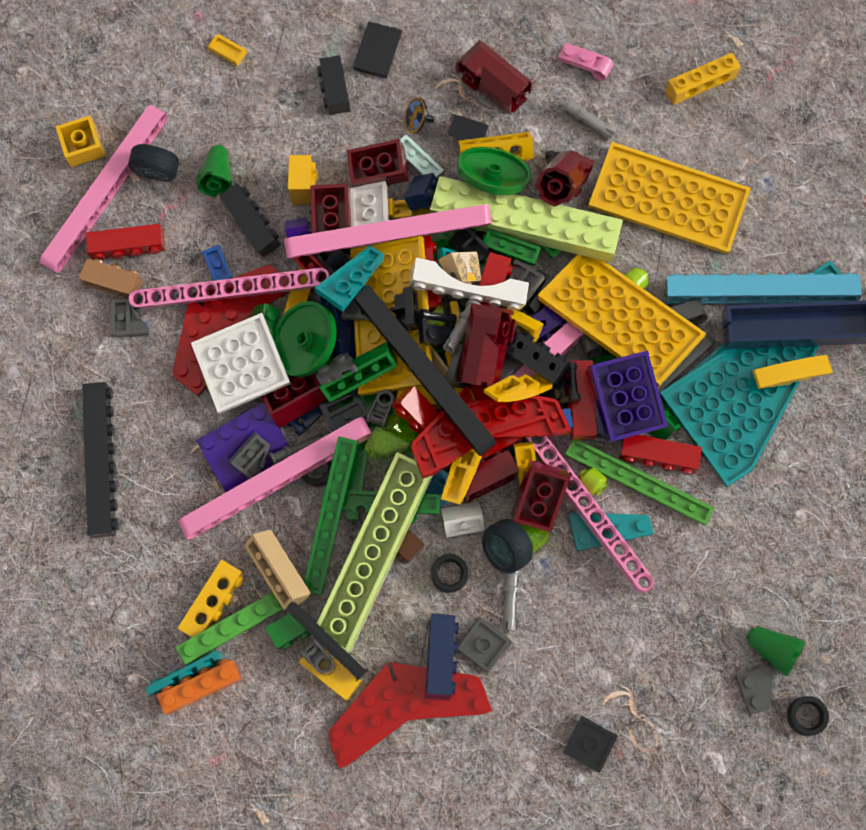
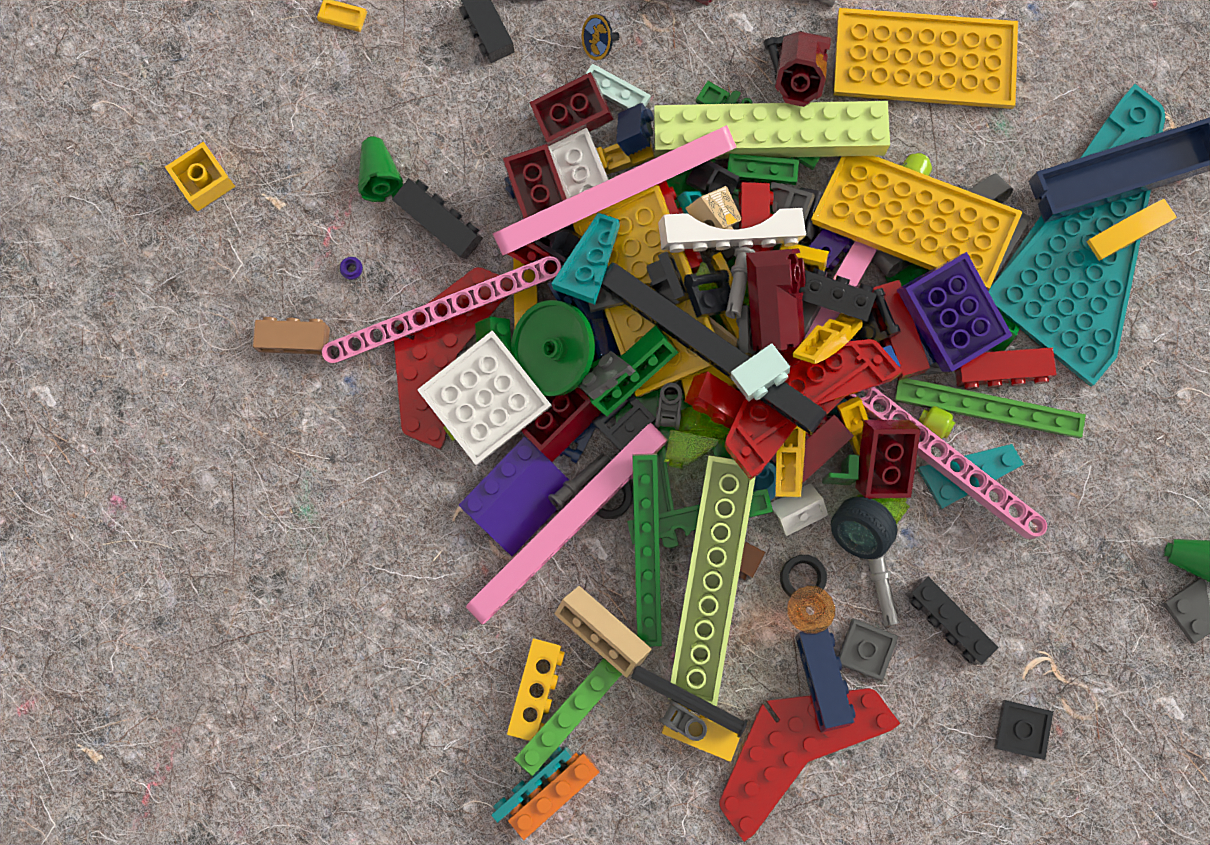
camera: 15 degrees left, 5 degrees up
(99, 460) = (347, 559): black brick -> none
(101, 191) = (246, 228): bright pink beam -> none
(125, 242) = (294, 286): red brick -> none
(126, 320) = (325, 381): dark grey wing -> none
(153, 162) = (299, 179): black wheel -> none
(173, 235) = (351, 261): none -> dark purple plate
(217, 263) = (414, 283): blue plate -> none
(251, 456) = (530, 505): dark grey wing -> none
(286, 631) = (634, 700): green brick -> none
(298, 227) = (500, 214): dark purple brick -> none
(301, 175) = (486, 152): yellow brick -> none
(451, 590) = (819, 601): none -> clear orange piece
(452, 396) = (760, 373): none -> light aqua brick
(466, 128) = (664, 38): black panel -> none
(493, 170) = (716, 81): green dish -> none
(502, 503) = (848, 473): none -> green panel
(504, 142) = (714, 43): yellow brick -> none
(557, 640) = (952, 621): none -> black brick
(762, 288) = (1068, 139): medium azure brick -> none

